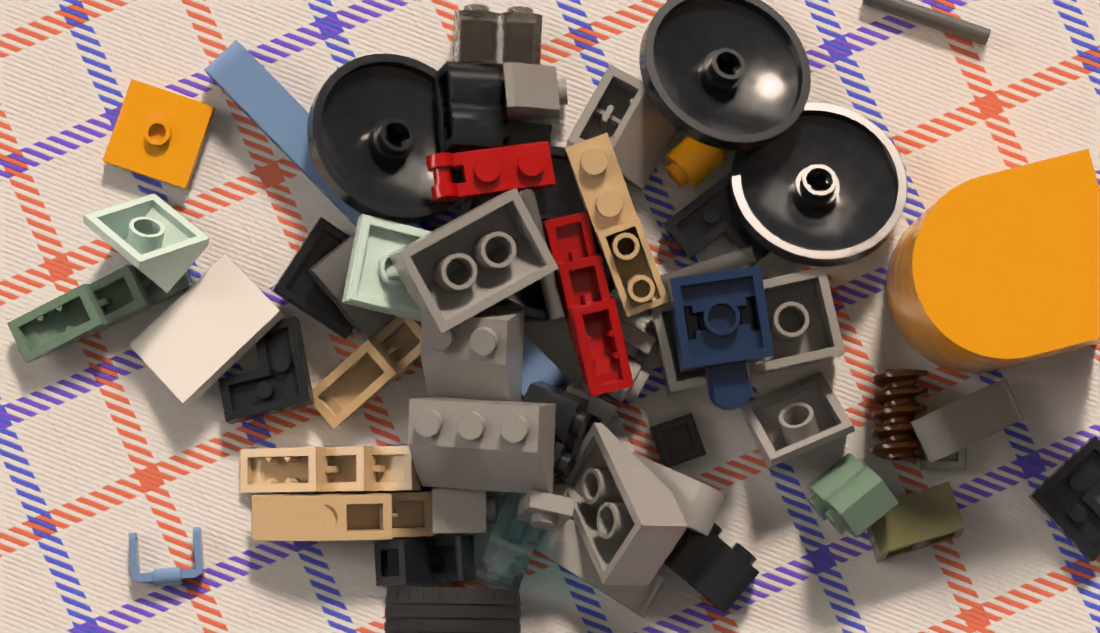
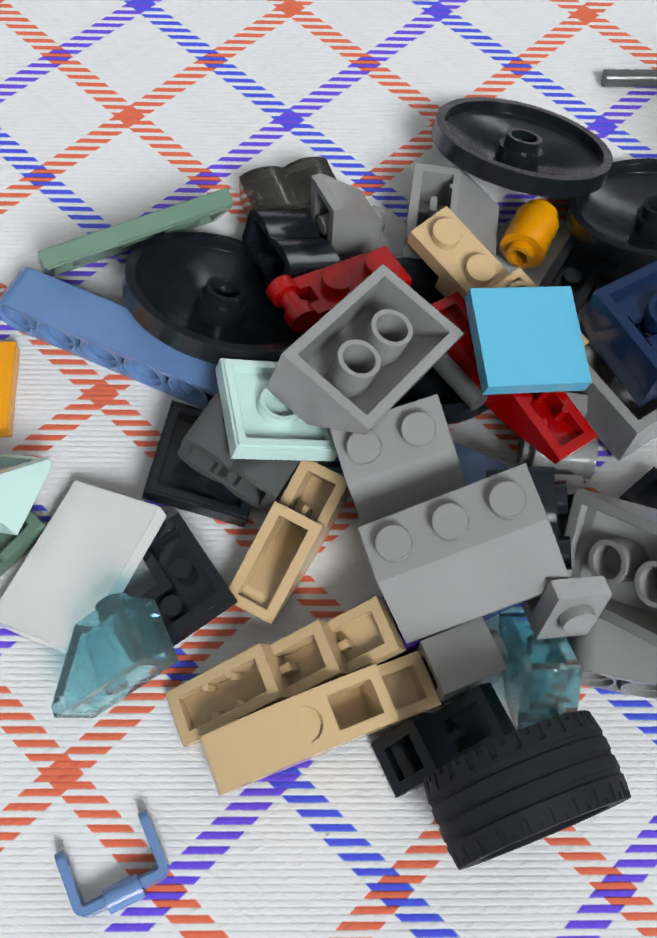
camera: 20 degrees left, 20 degrees down
(210, 414) = (112, 656): none -> clear light blue slope
(341, 43) = (131, 233): none -> sand green tile
(606, 292) = (527, 340): none -> medium azure tile

